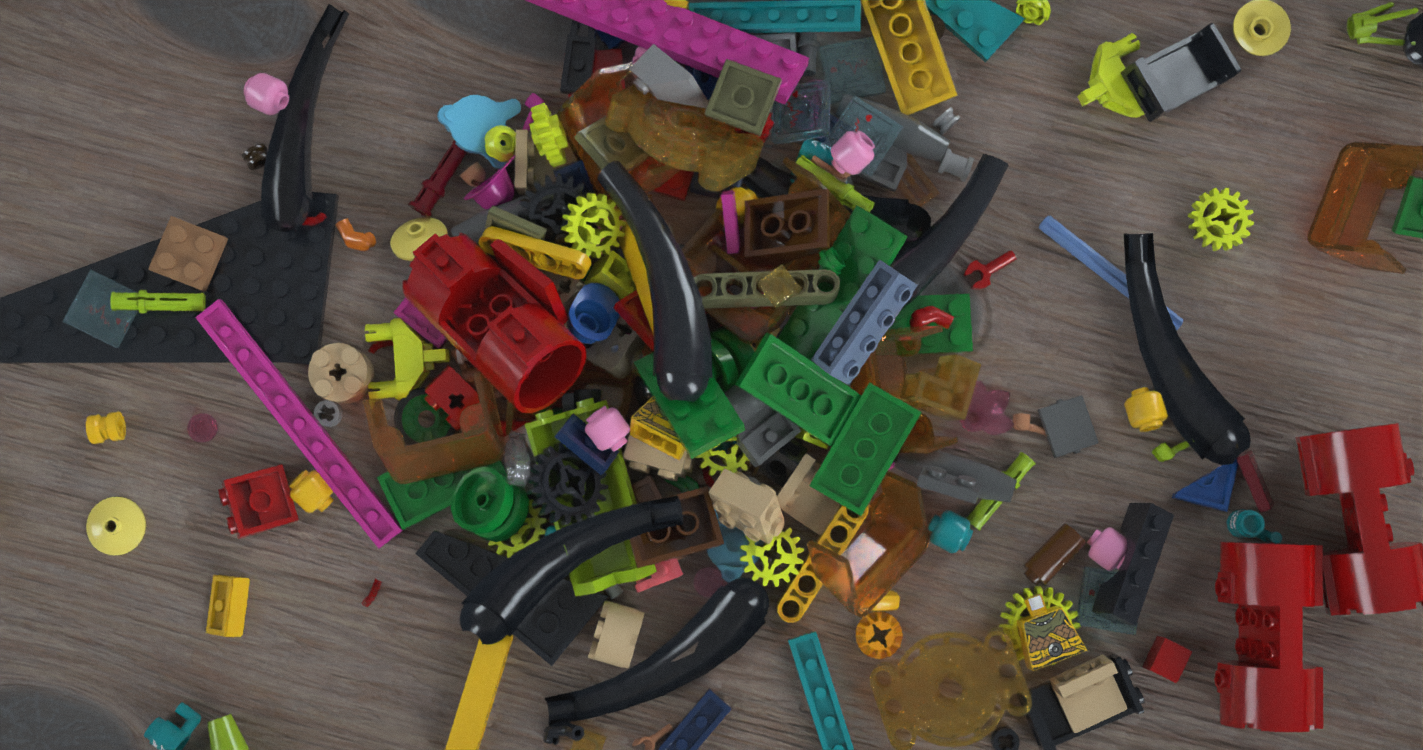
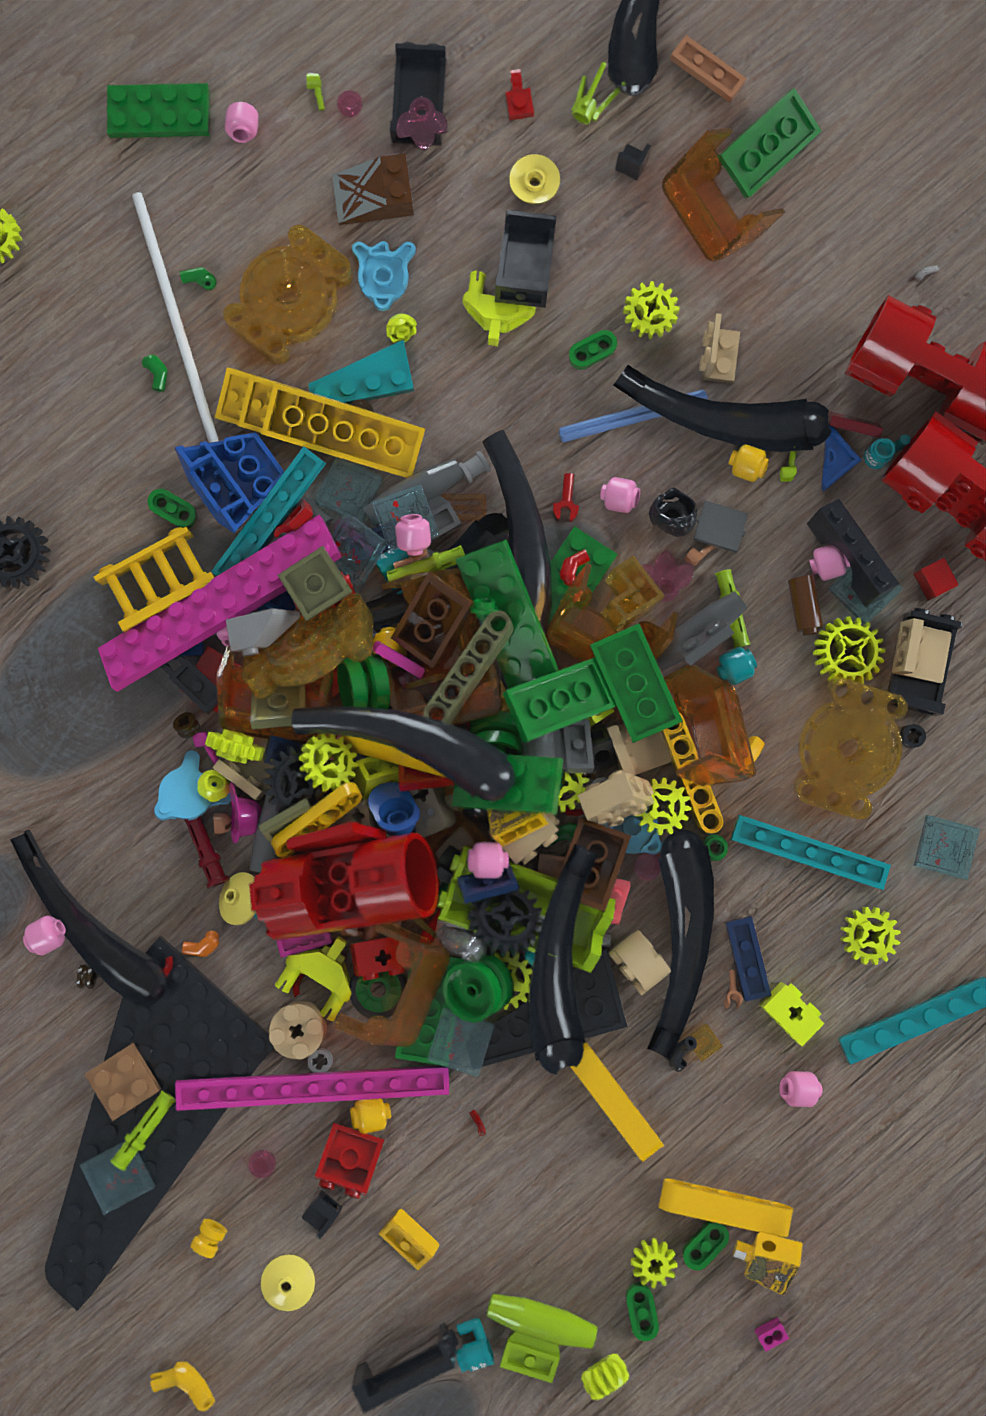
camera: 55 degrees left, 0 degrees up
(73, 667) = (378, 1389): none -> black panel
(196, 511) = (322, 1213): none -> black panel
(429, 526) = (460, 1043): none -> clear light blue tile
(537, 81) = (186, 725): none -> dark brown bush
(687, 207) = (364, 682): none -> green wheel
(777, 637) = (722, 843): none -> green plate
(779, 286) = (476, 658): clear yellow tile -> none
(790, 41) = (295, 519): none -> red plate
(864, 322) = (546, 616): sand blue brick -> none
(865, 631) = (765, 780): light orange gear -> none
(946, 120) = (436, 450): light grey bush -> none
(1028, 314) = (620, 495): none -> bright pink head
(1044, 377) = (674, 517): none -> black hair
(1047, 634) = (861, 651): torso -> none
(1142, 193) = (591, 350): none -> green plate
(1228, 310) = (720, 353): none -> tan bracket
(1347, 103) = (632, 161): none -> black panel

